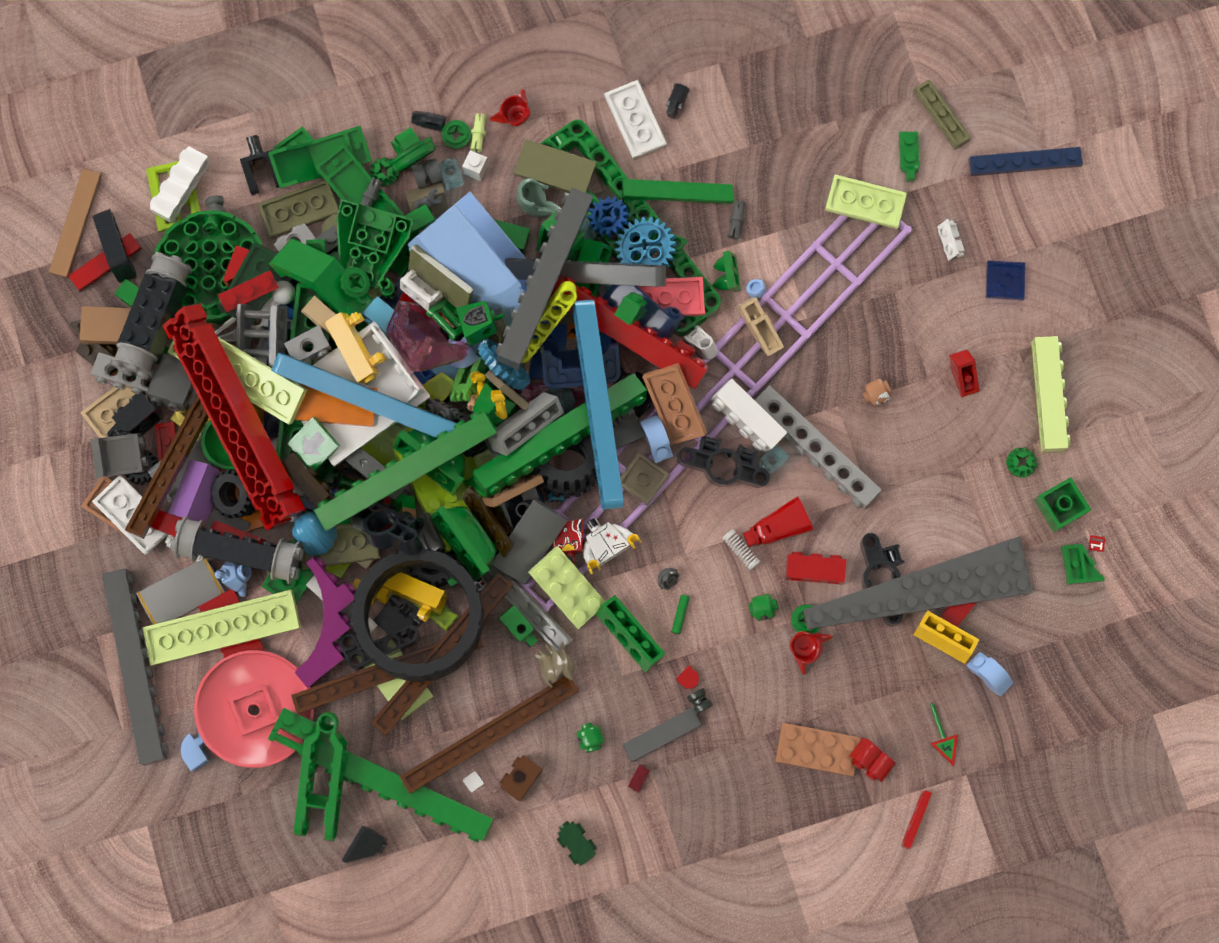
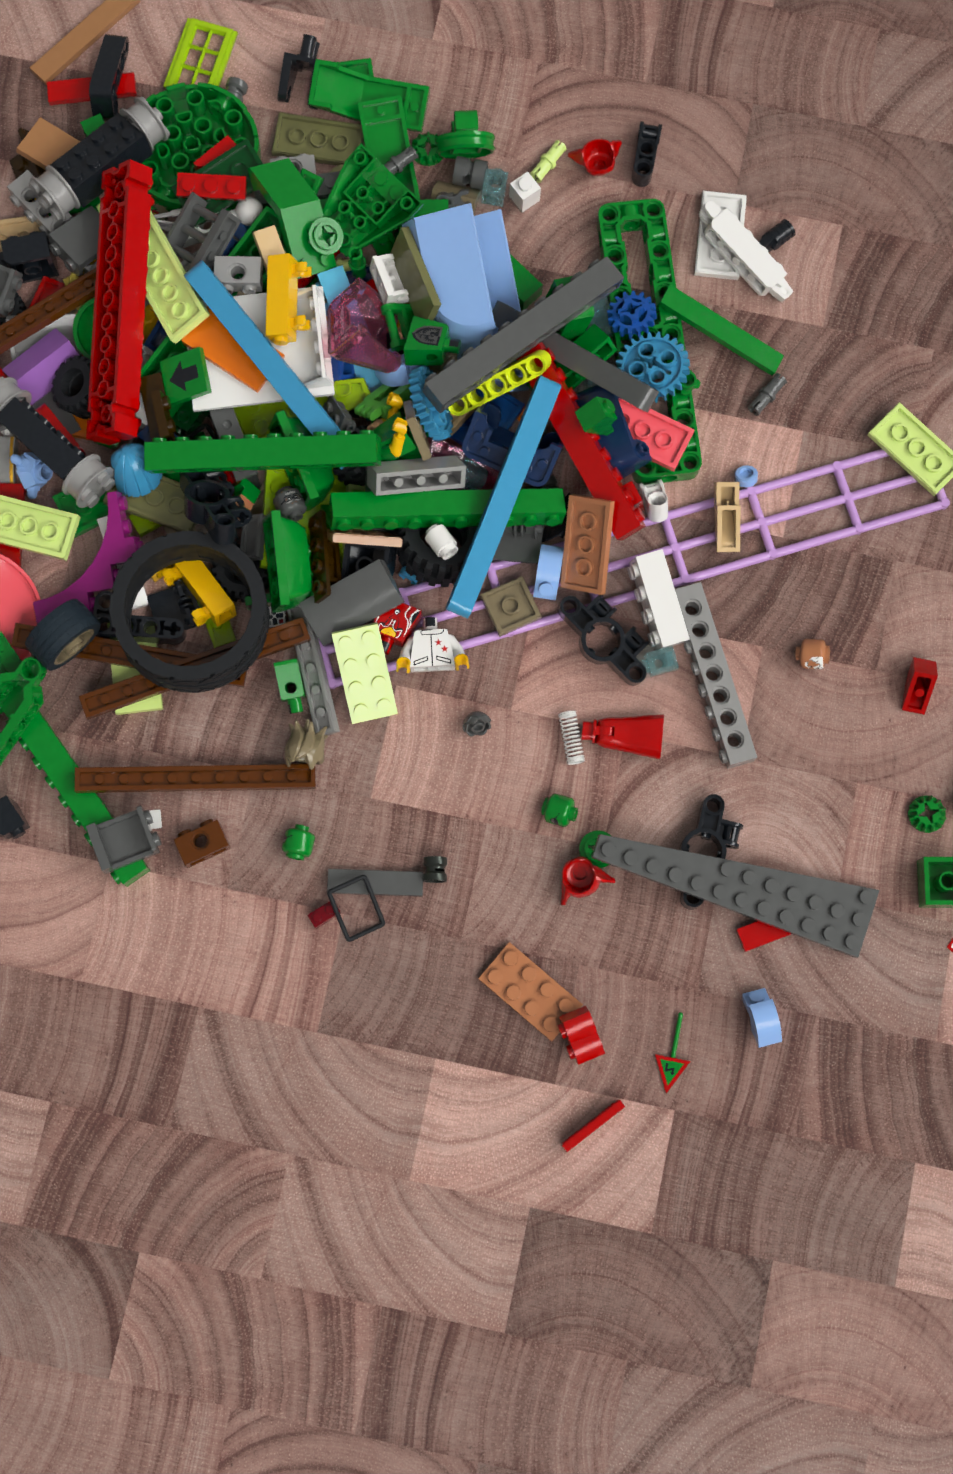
camera: 25 degrees right, 0 degrees up
(180, 184) = (210, 50): white brick -> none
(335, 684) = (62, 634): none -> black wheel
(428, 120) = (504, 122): black hinge -> none
(442, 494) = (290, 503): none -> dark grey head
(450, 128) = (522, 142): green gear -> none
(465, 807) = (124, 840): none -> dark grey panel
(533, 199) = (564, 253): sand green piece -> none
(542, 77) = (648, 140): none -> black piece
(554, 167) = (604, 234): olive tile -> none
(571, 462) = (441, 541): none -> white brick
(572, 837) = (218, 939): dark green brick -> none
(630, 633) = (402, 758): green brick -> none
(650, 773) = (337, 913): none -> black piece
(661, 124) = (744, 252): none -> white hinge
(680, 614) = (461, 775): green piece -> none
(688, 678) = (437, 840): red tile -> none
(731, 279) = (731, 437): green tile -> none
(815, 568) = (638, 801): red brick -> none
(946, 637) = (736, 951): yellow brick -> none
(1079, 566) = (926, 958): green wing -> none

